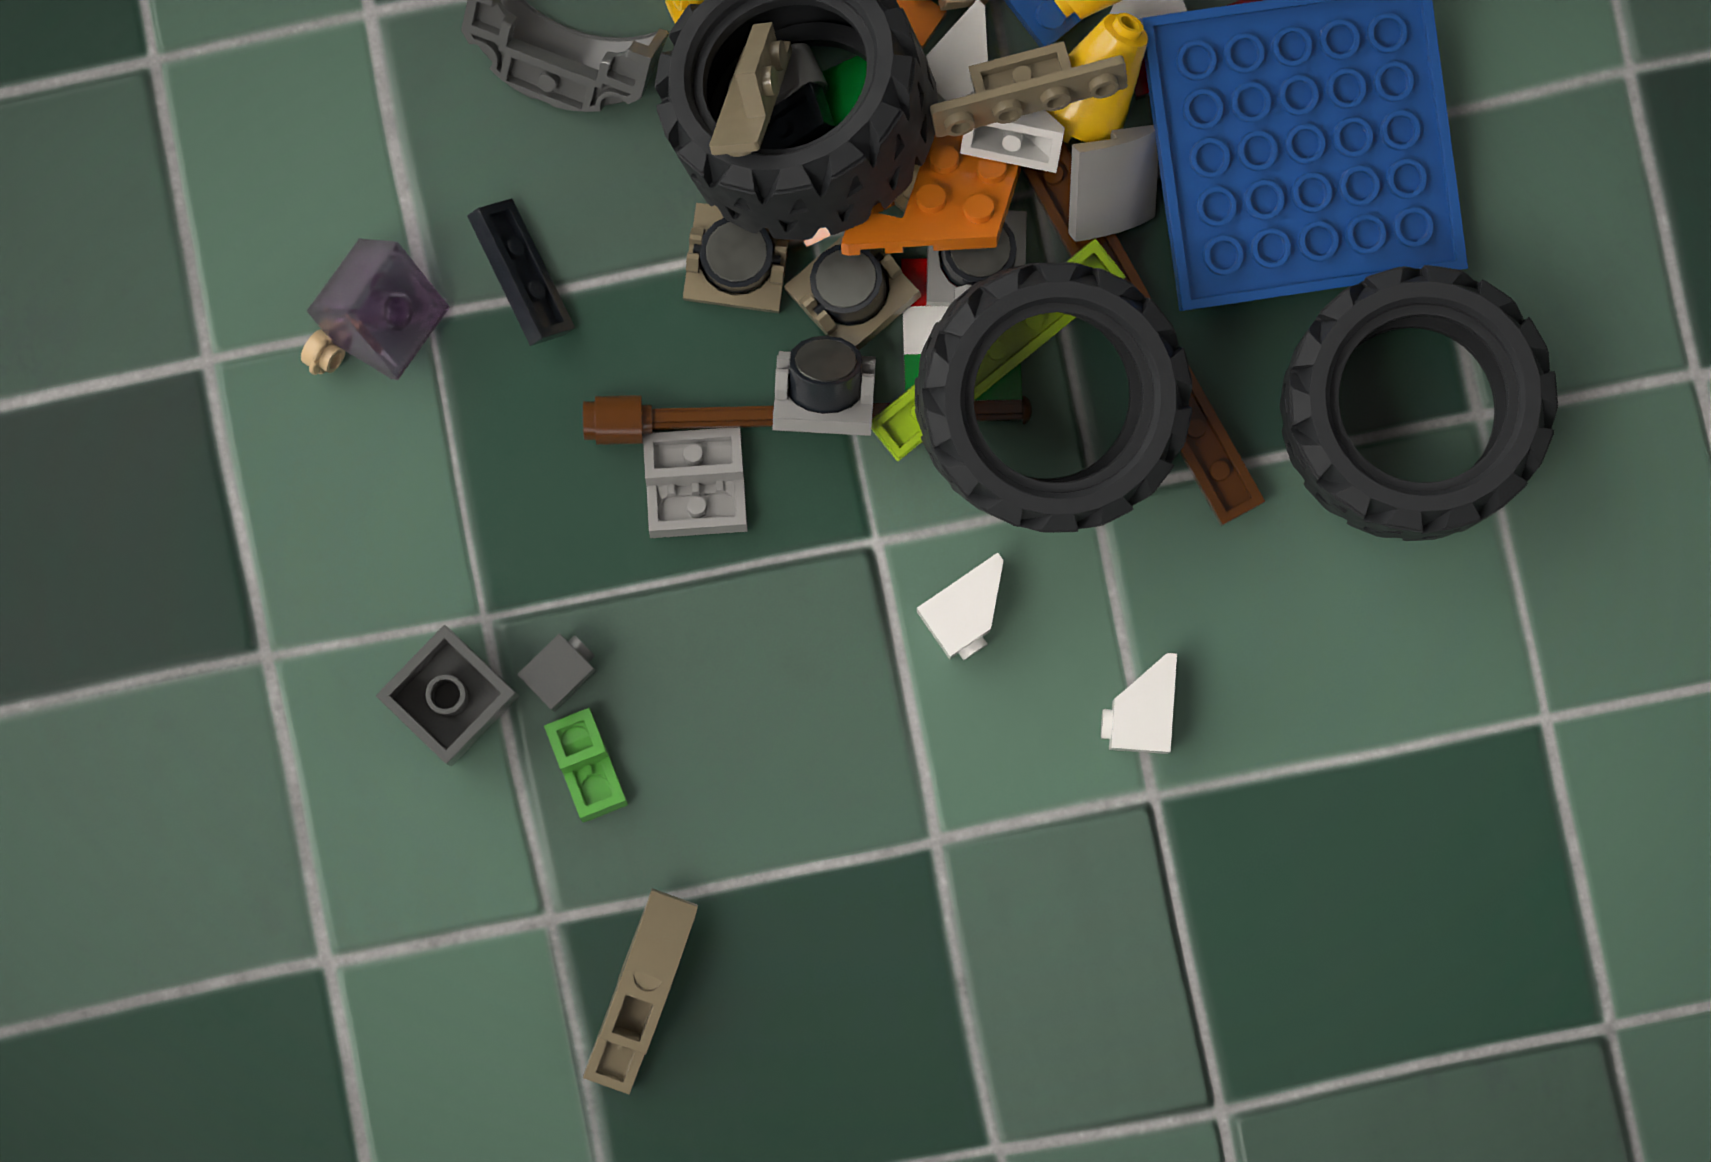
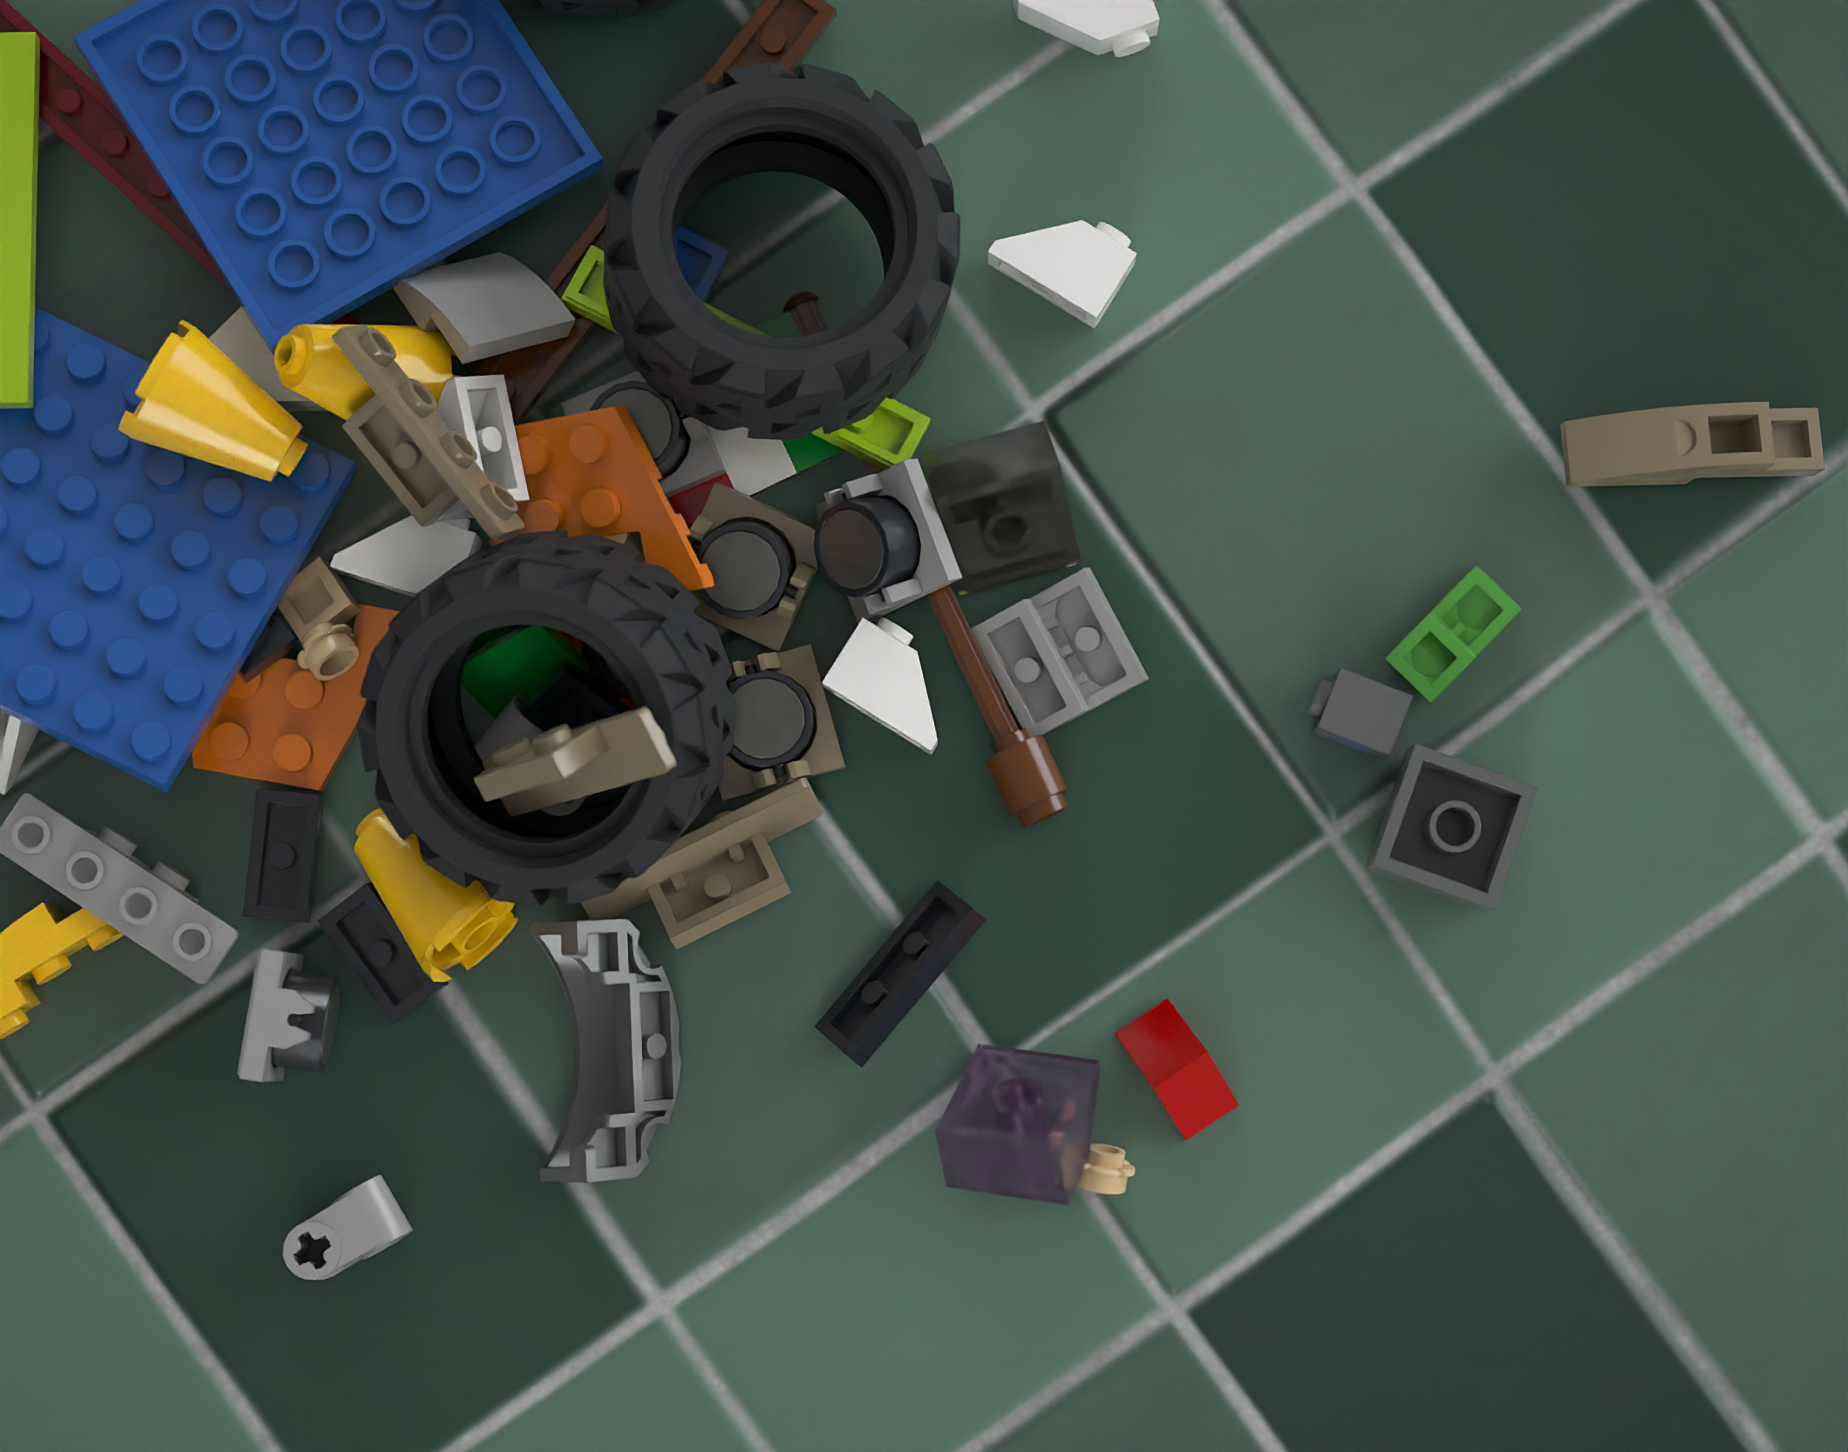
camera: 115 degrees left, 0 degrees up
(370, 434) = (1177, 1069): none -> red slope
(648, 183) = (717, 869): none -> dark tan bracket
(727, 351) = (885, 681): none -> white slope
(815, 485) = (1003, 507): none -> clear smoke slope
(1082, 345) = (699, 261): none -> blue plate

